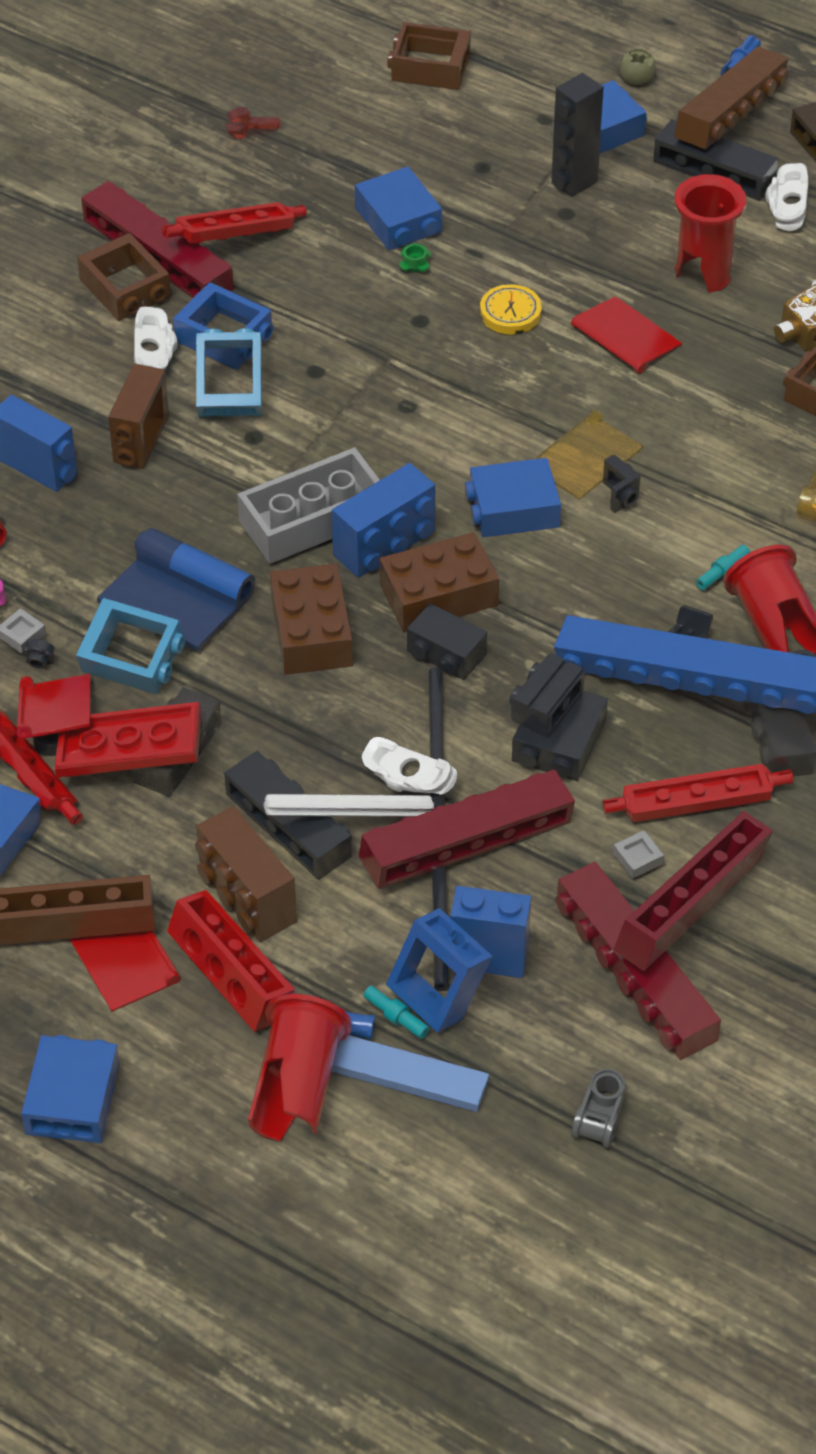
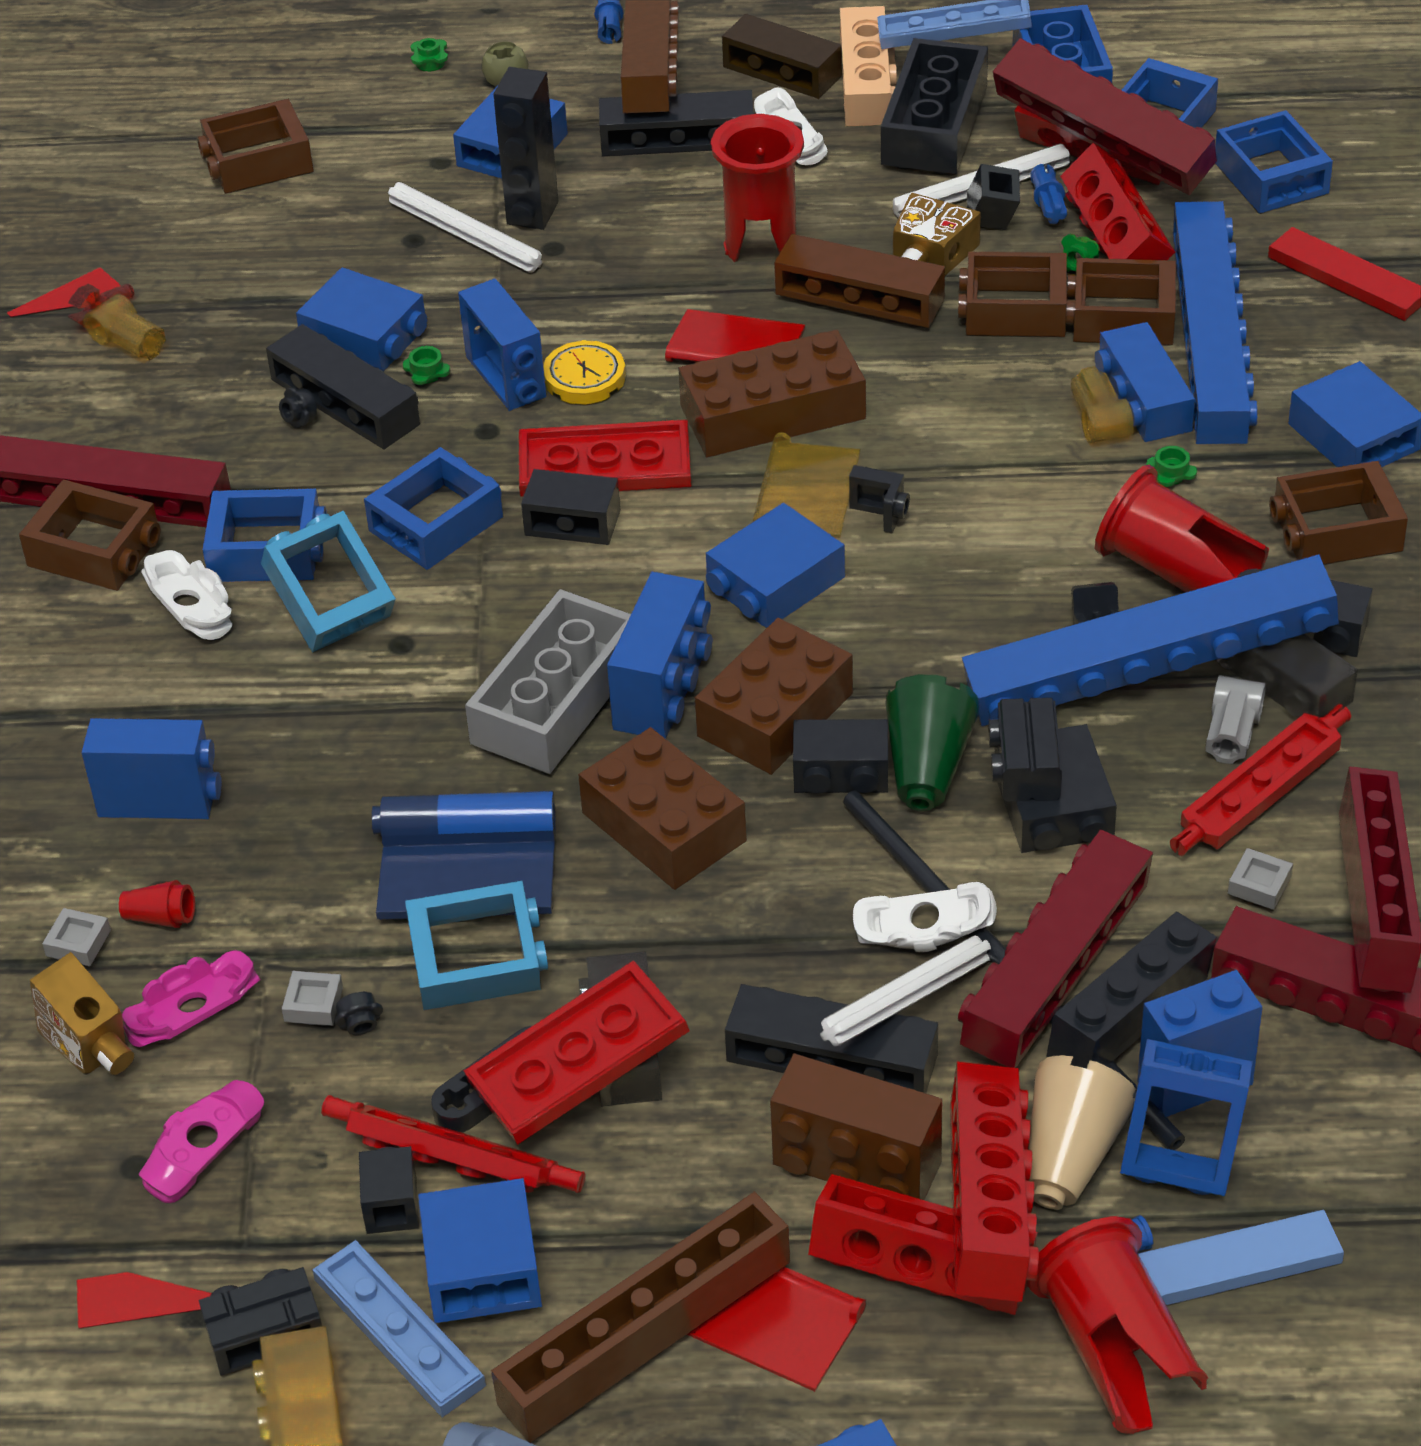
camera: 30 degrees left, 5 degrees down
(53, 705) = (439, 1062): red piece -> none
(138, 416) = (257, 677): reddish brown window -> none
(234, 222) = (183, 414): red plate -> none
(251, 144) = (119, 322): none -> clear yellow piece
(257, 107) = (60, 296): none -> red sticker
(287, 942) = (991, 1183): none -> red brick
(312, 250) = (297, 407): none -> black plate
(344, 374) = (432, 542): none -> blue window
(351, 248) = (344, 386): none -> black brick
(369, 943) = (1074, 1126): none -> tan cone
(396, 1012) = (1155, 1199): teal bar -> none
(421, 396) = (571, 506): none -> black brick
(463, 266) = (505, 346): none -> blue window
(475, 374) = (635, 453): none -> red tile
(503, 657) = (928, 736): none -> dark green cone
(518, 871) = (1110, 1009): none -> black brick
(519, 173) = (465, 227): none -> white axle
(598, 37) = (429, 54): none -> green plate
(611, 379) = (772, 390): none -> reddish brown brick
(720, 567) = (1066, 533): teal bar -> none
(723, 737) = (1234, 711): none -> light grey piece
(736, 328) = (860, 280): none -> reddish brown brick

